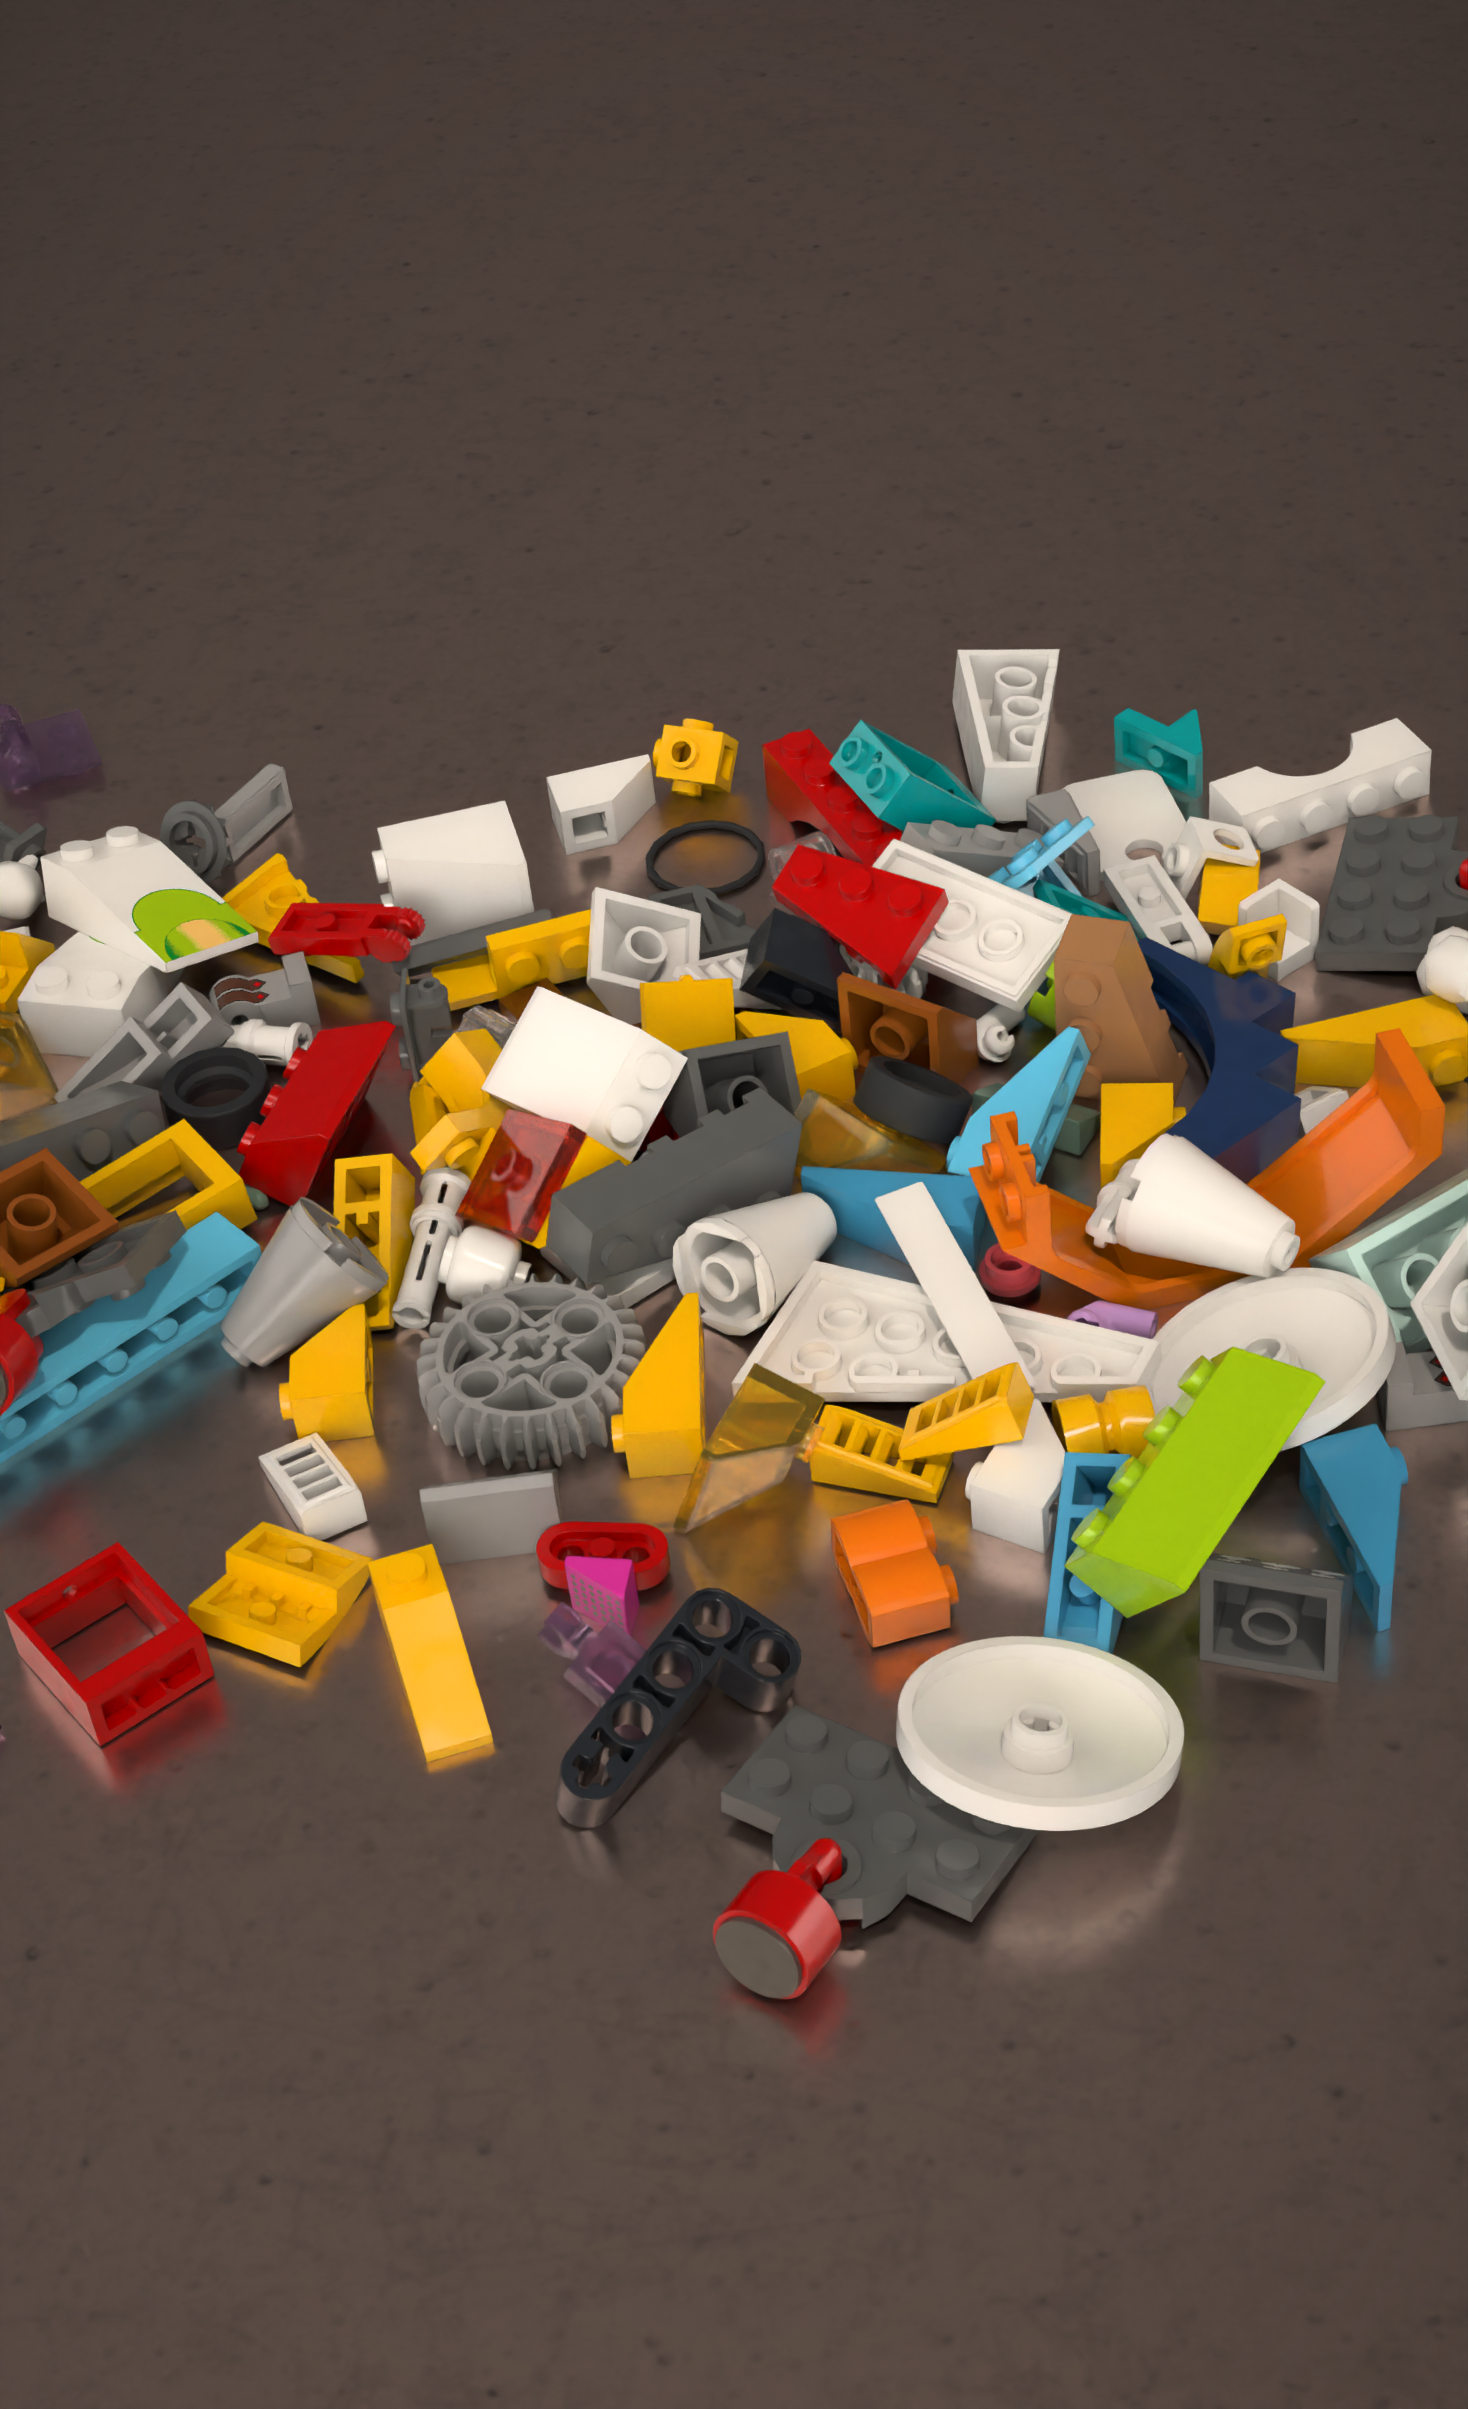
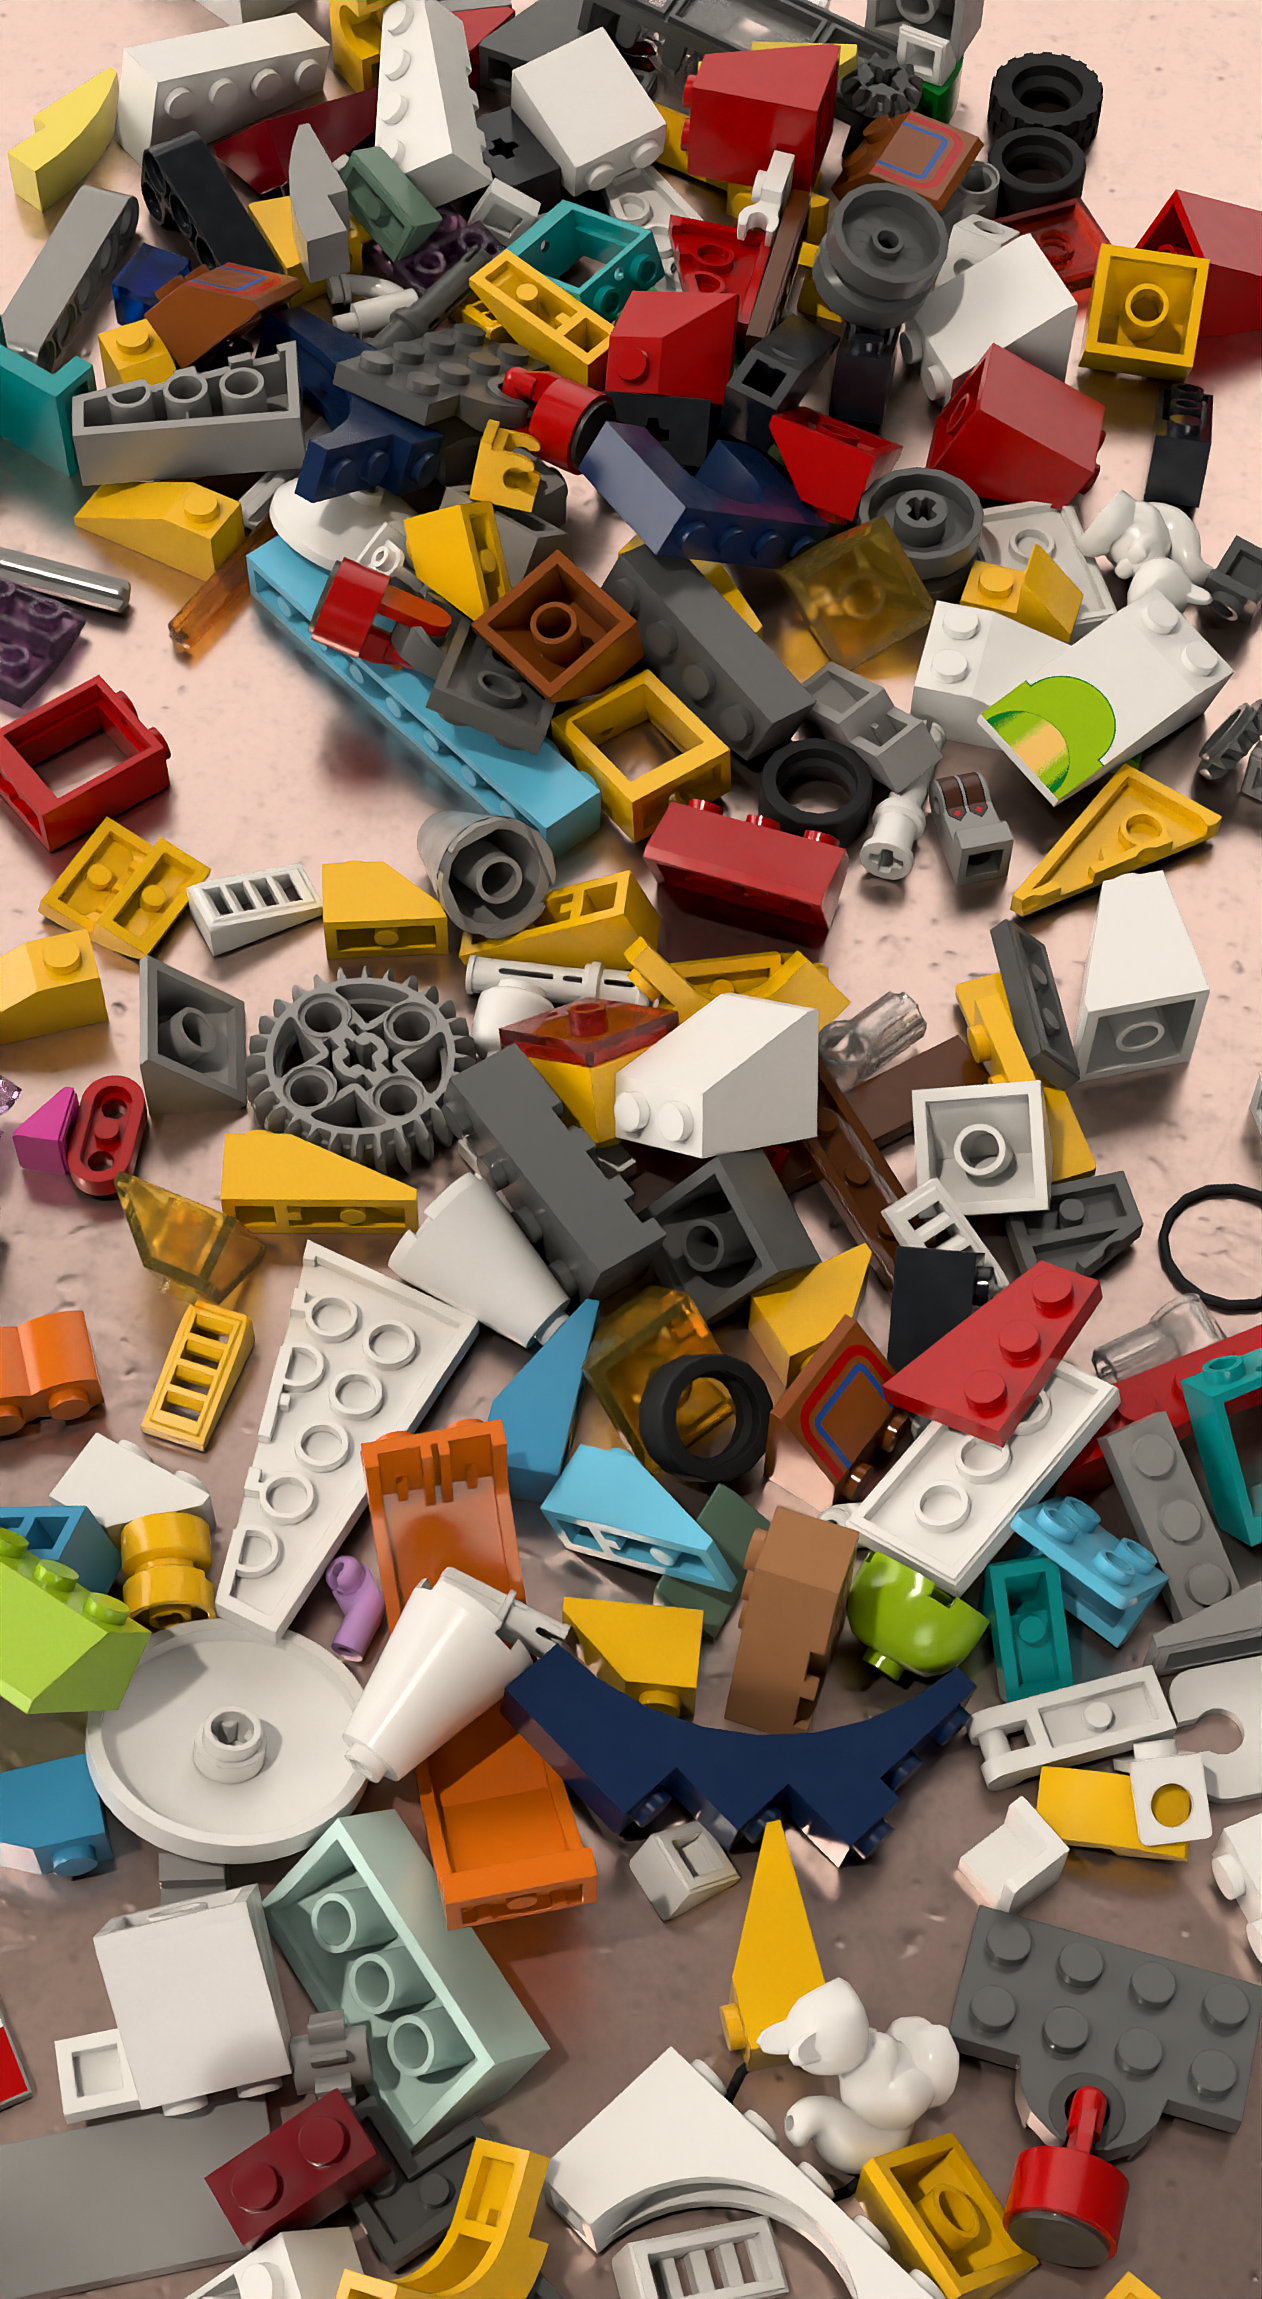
camera: 85 degrees right, 15 degrees up
(347, 930) = (1036, 868): red hinge -> none
(419, 1010) = (867, 948): dark grey hinge -> none
(689, 1011) = (845, 1195): yellow piece -> none
(949, 1281) = (337, 1449): white sticker -> none
(970, 1416) = (184, 1437): yellow slope -> none
(1249, 947) = (935, 1797): yellow slope -> none

